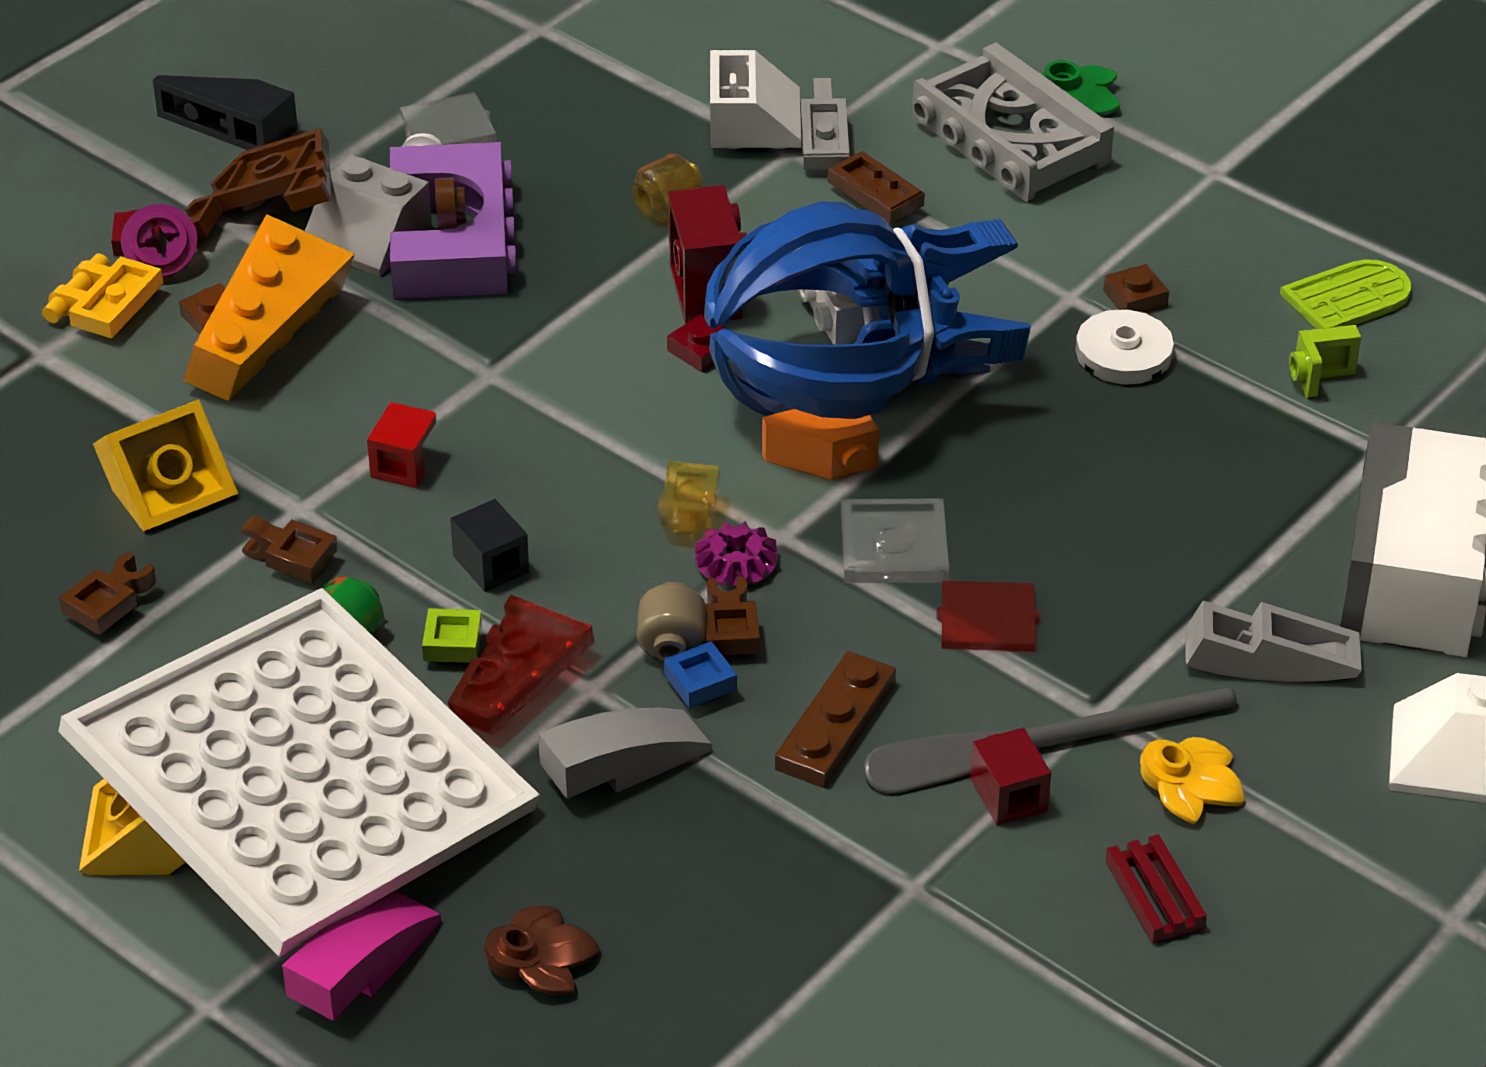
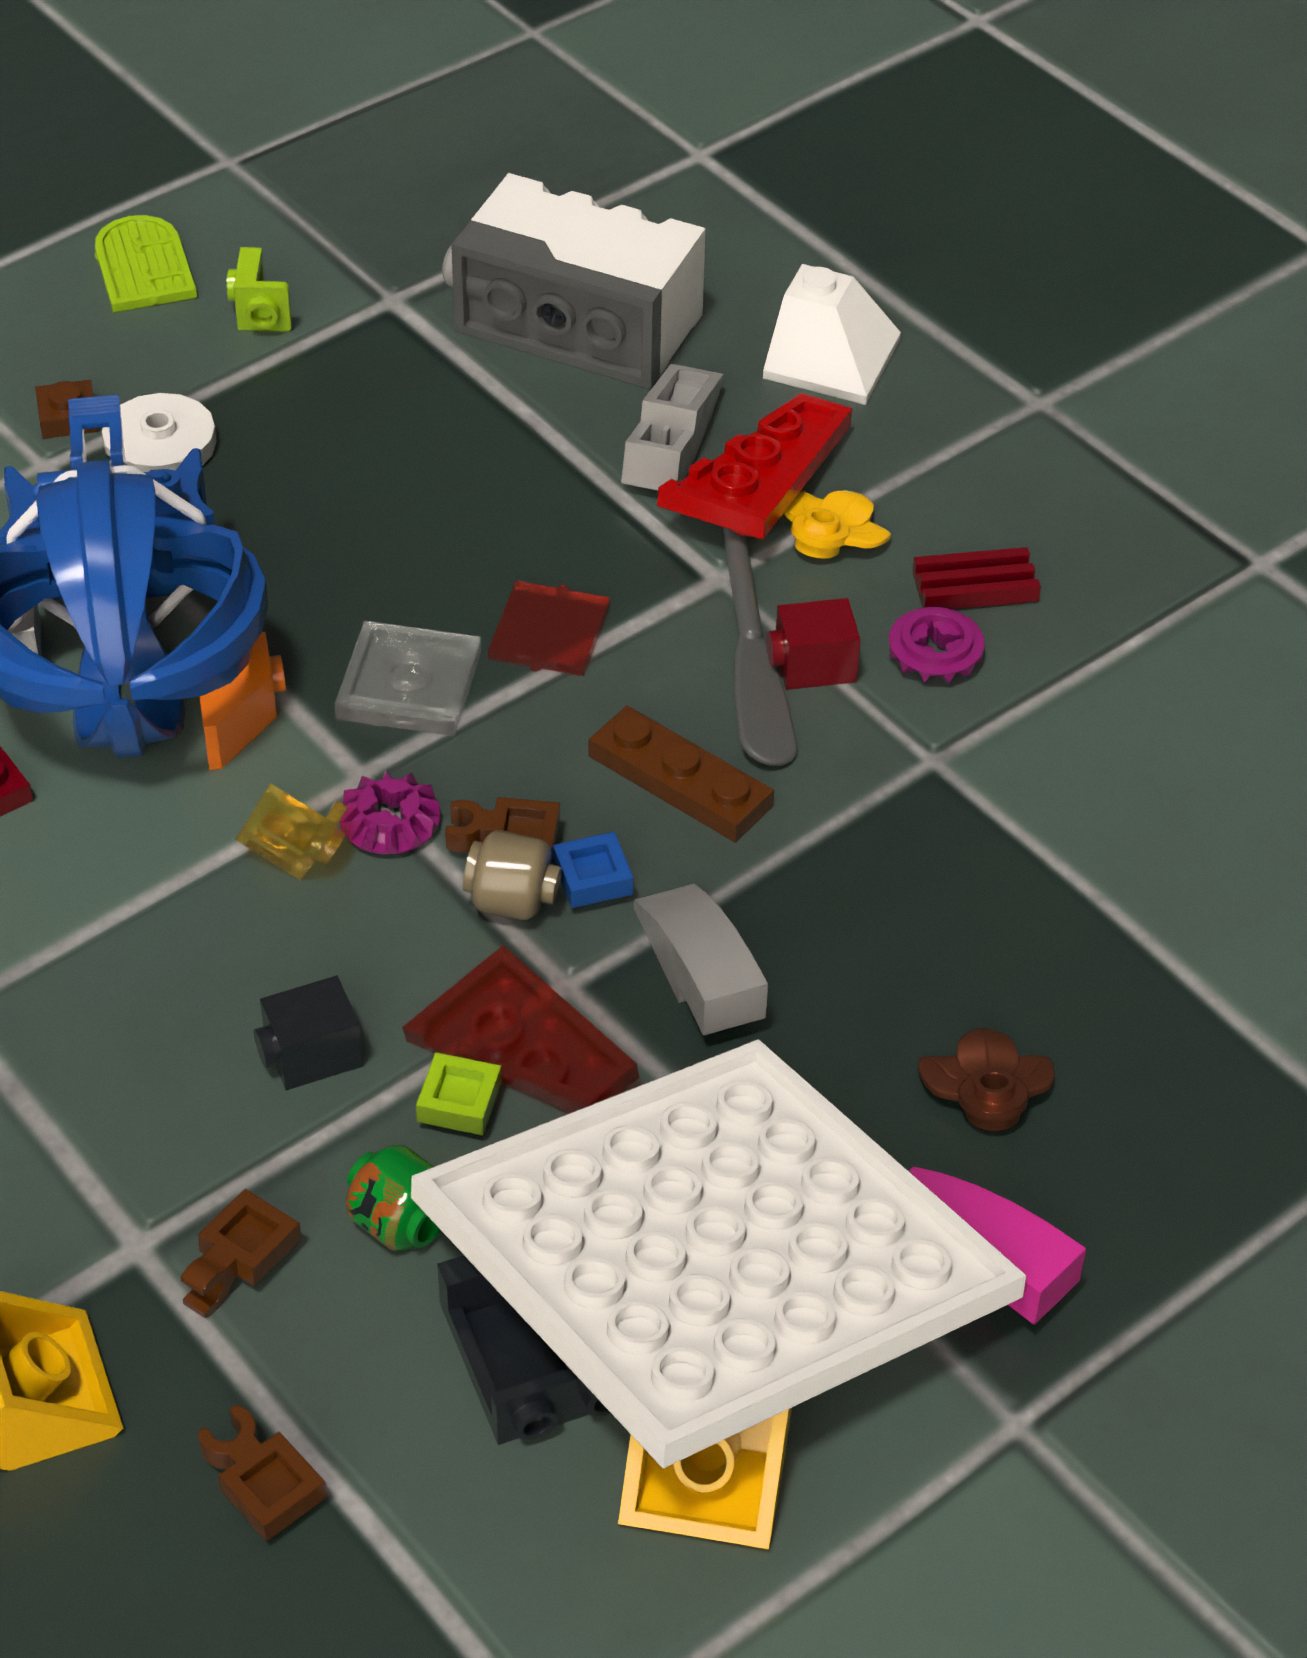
camera: 80 degrees left, 5 degrees up
(397, 443) = (83, 1100): red panel -> none
(1058, 849) = (949, 630): none -> magenta gear
(1202, 702) = (762, 470): none -> red wing

